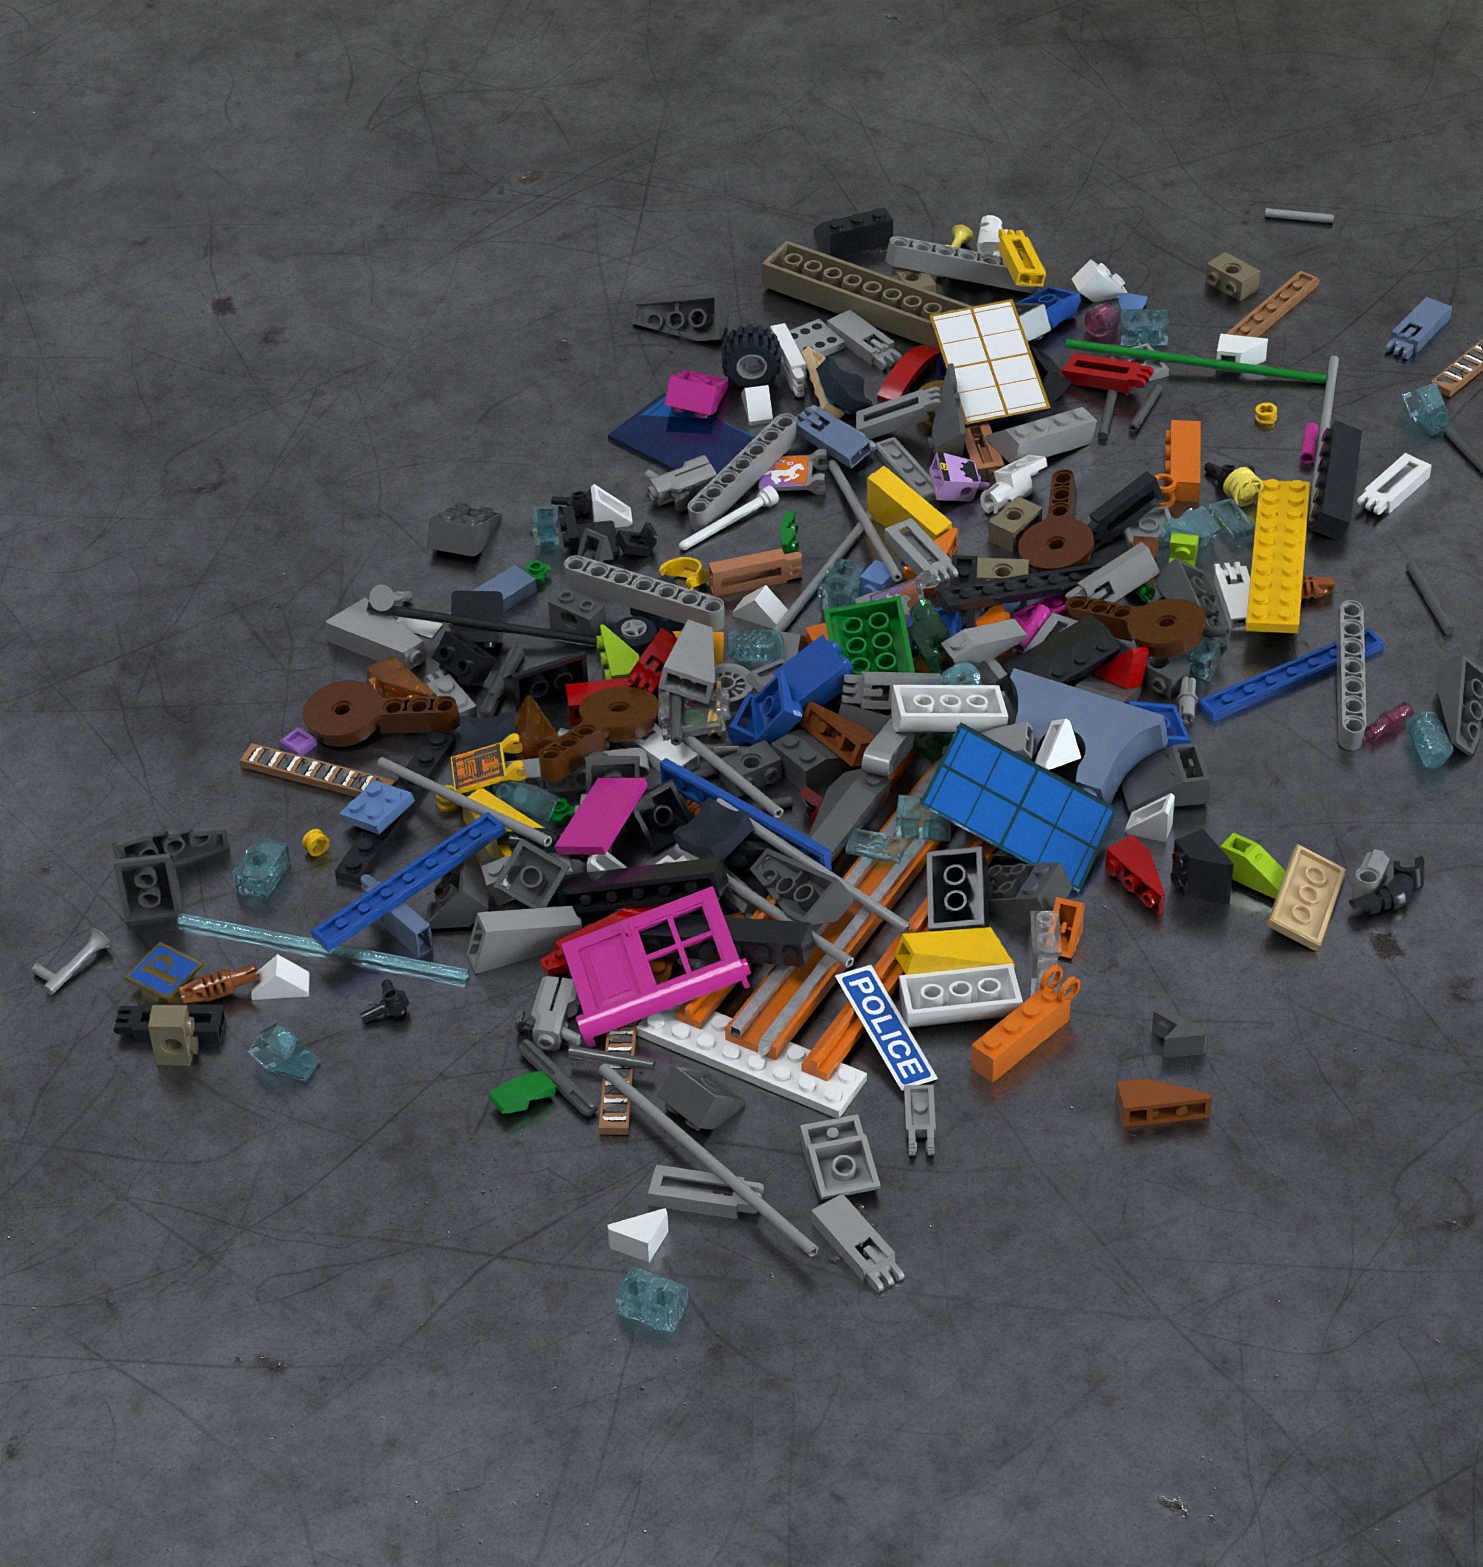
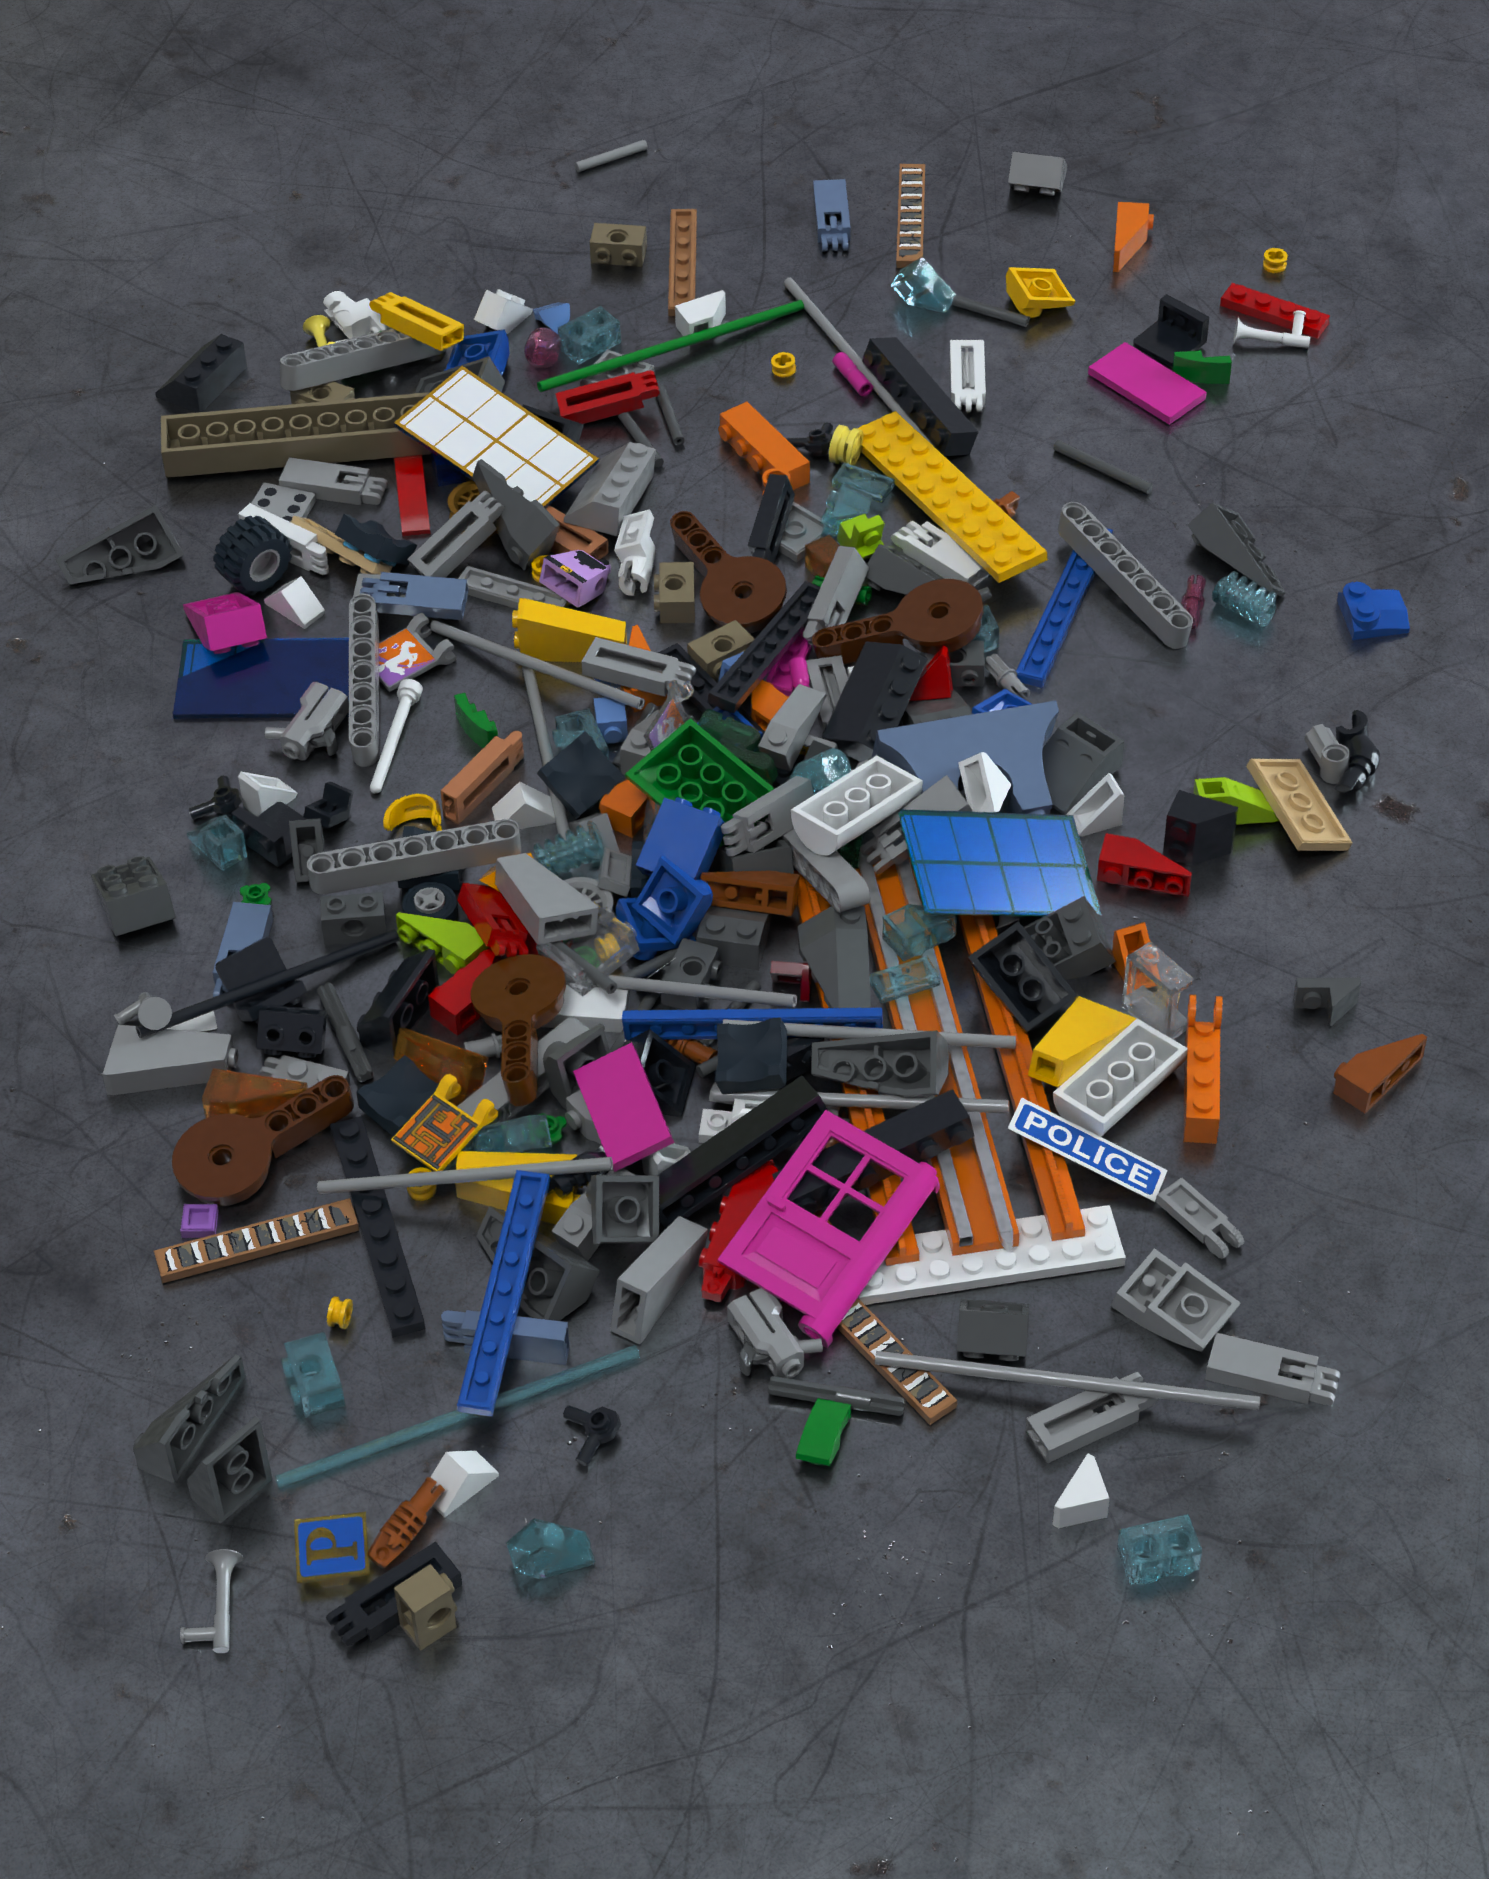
camera: 40 degrees left, 5 degrees up
(377, 807) = (371, 1236): medium blue plate -> none
(611, 1058) = (872, 1342): dark grey piece -> none
(808, 599) = (580, 775): none -> black brick

